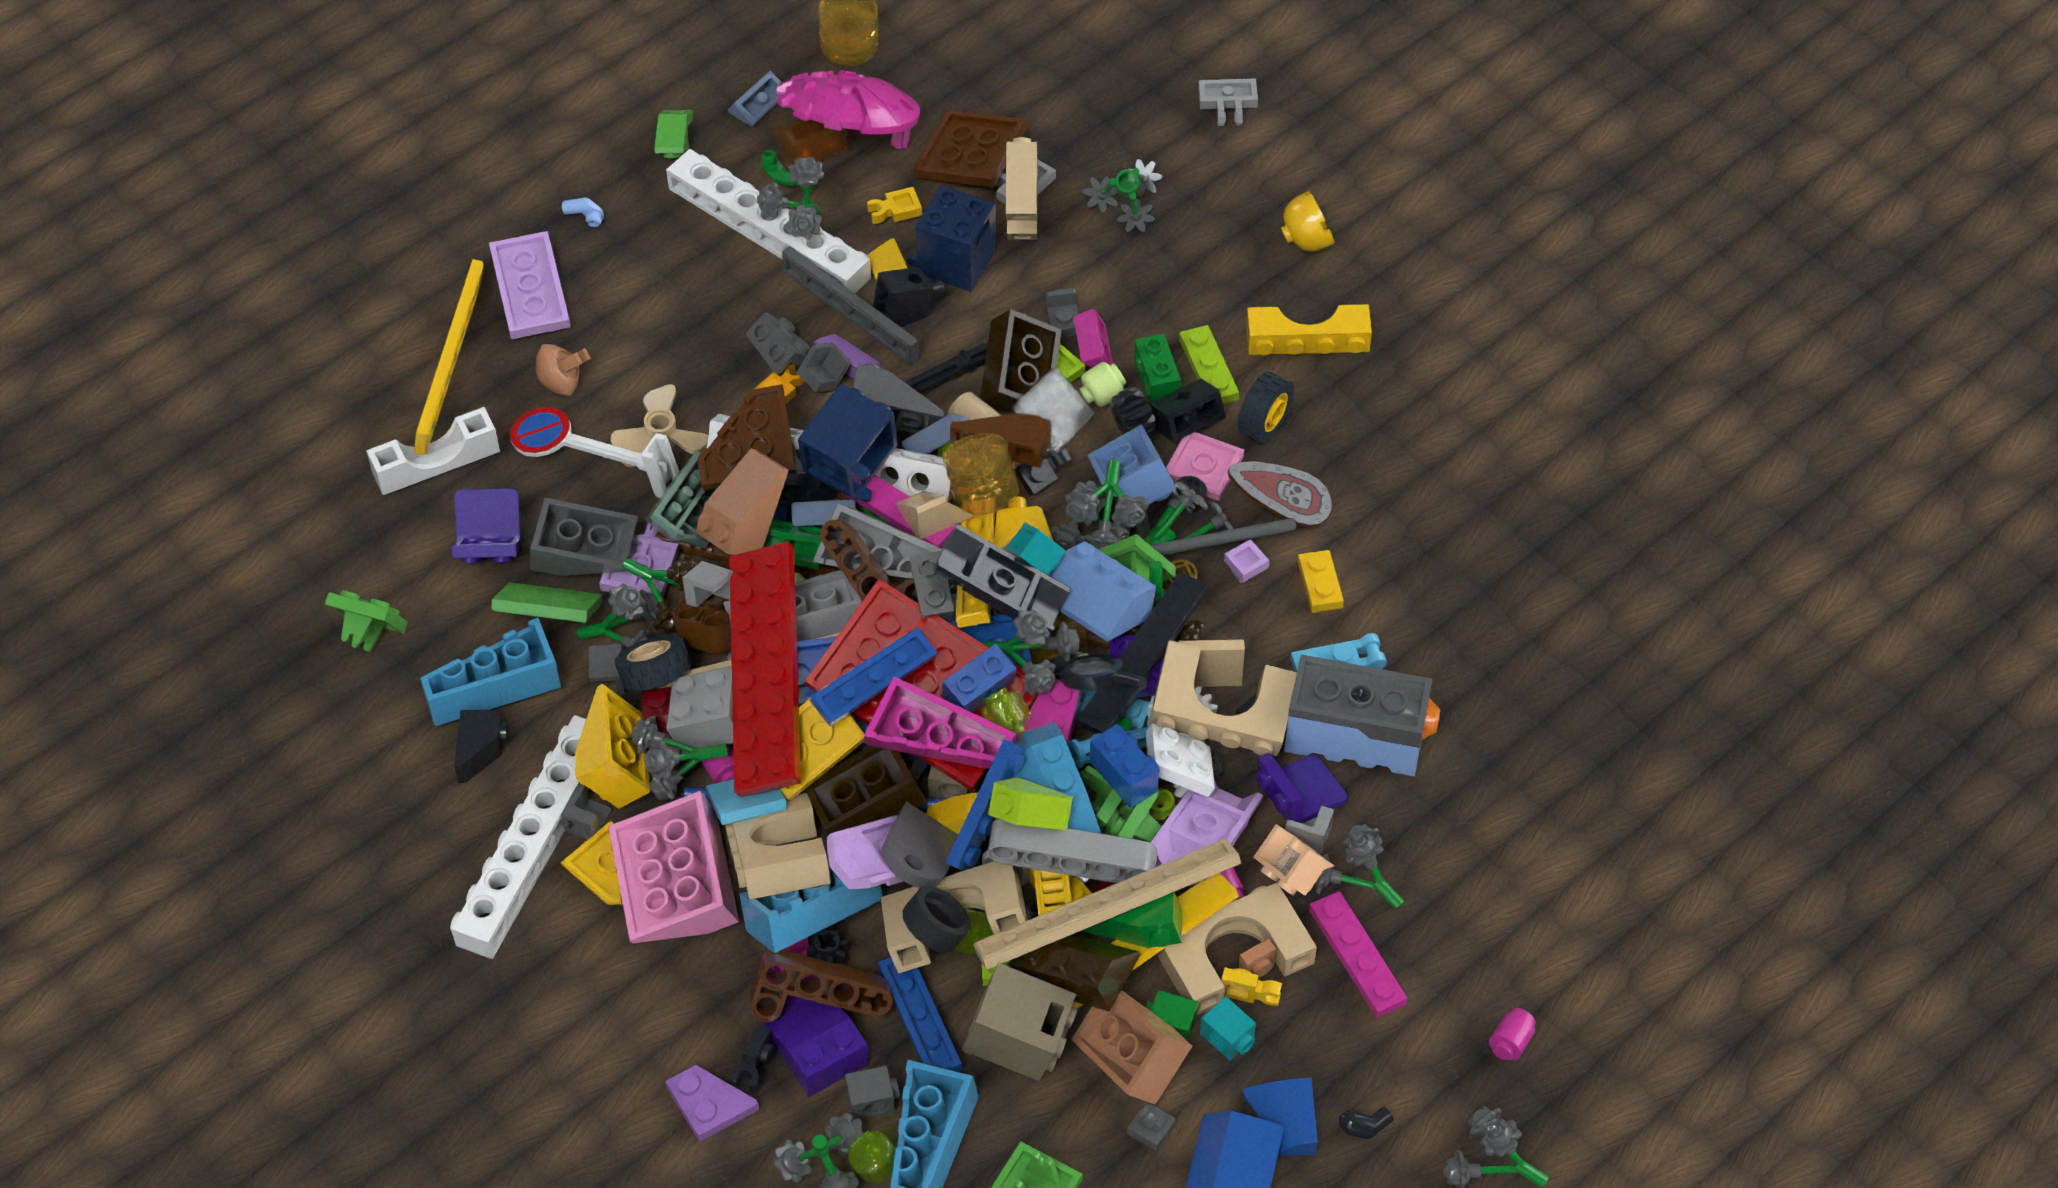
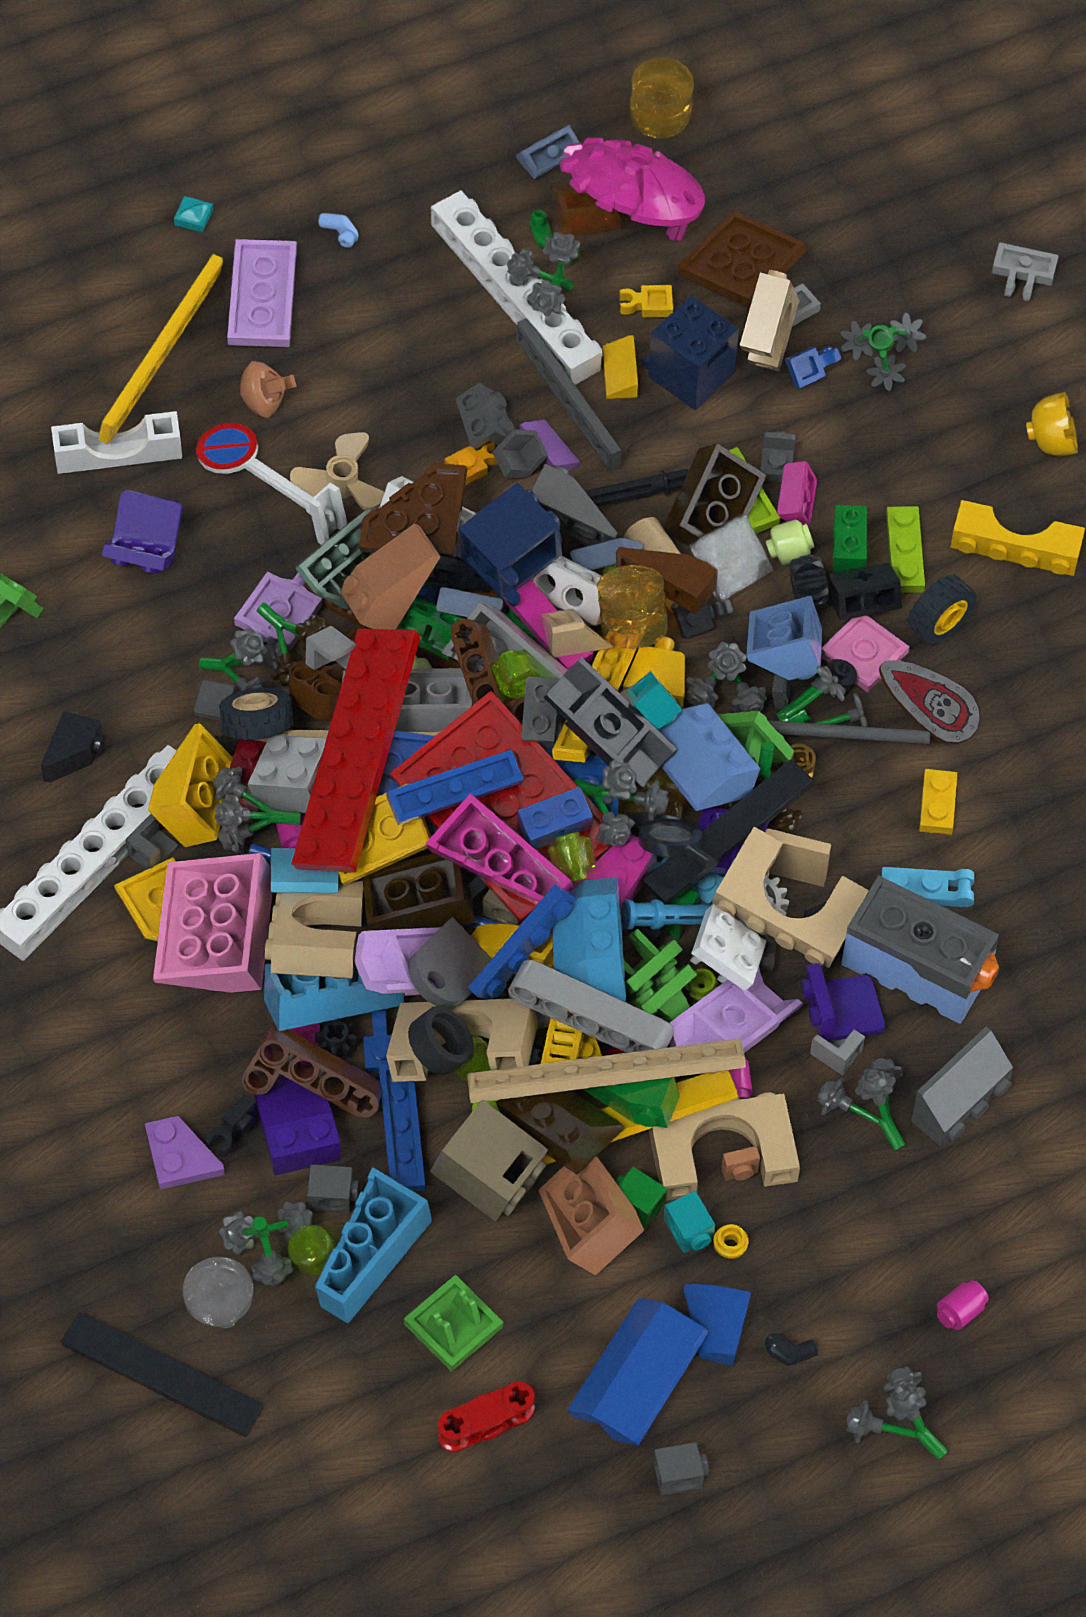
camera: 15 degrees right, 5 degrees up
(440, 231) = (193, 214): none -> teal tile
(493, 675) = (104, 684): dark azure wedge -> none
(546, 602) = (178, 624): bright green tile -> none
(580, 539) = (228, 569): dark grey slope -> none
(673, 132) = (451, 167): bright green slope -> none
(872, 944) = (377, 1045): none -> blue plate
(892, 559) = (511, 672): none -> clear neon green head
(906, 295) = (624, 399): black torso -> none
(1030, 804) = (560, 954): lime slope -> none
(1063, 225) = (808, 364): none -> blue plate
(1124, 765) = (668, 940): blue brick -> none
(1128, 510) = (756, 686): dark grey plant -> none
(1151, 1126) = (585, 1294): dark grey tile -> none
(1245, 986) = (721, 1186): yellow plate -> none
(1246, 561) = (869, 762): lavender tile -> none
(1276, 1028) = (731, 1232): none -> yellow plate
(1290, 861) = (805, 1076): light nougat window -> none
(1358, 954) = (842, 1184): dark pink plate -> none
(1442, 834) = (962, 1089): none -> slope

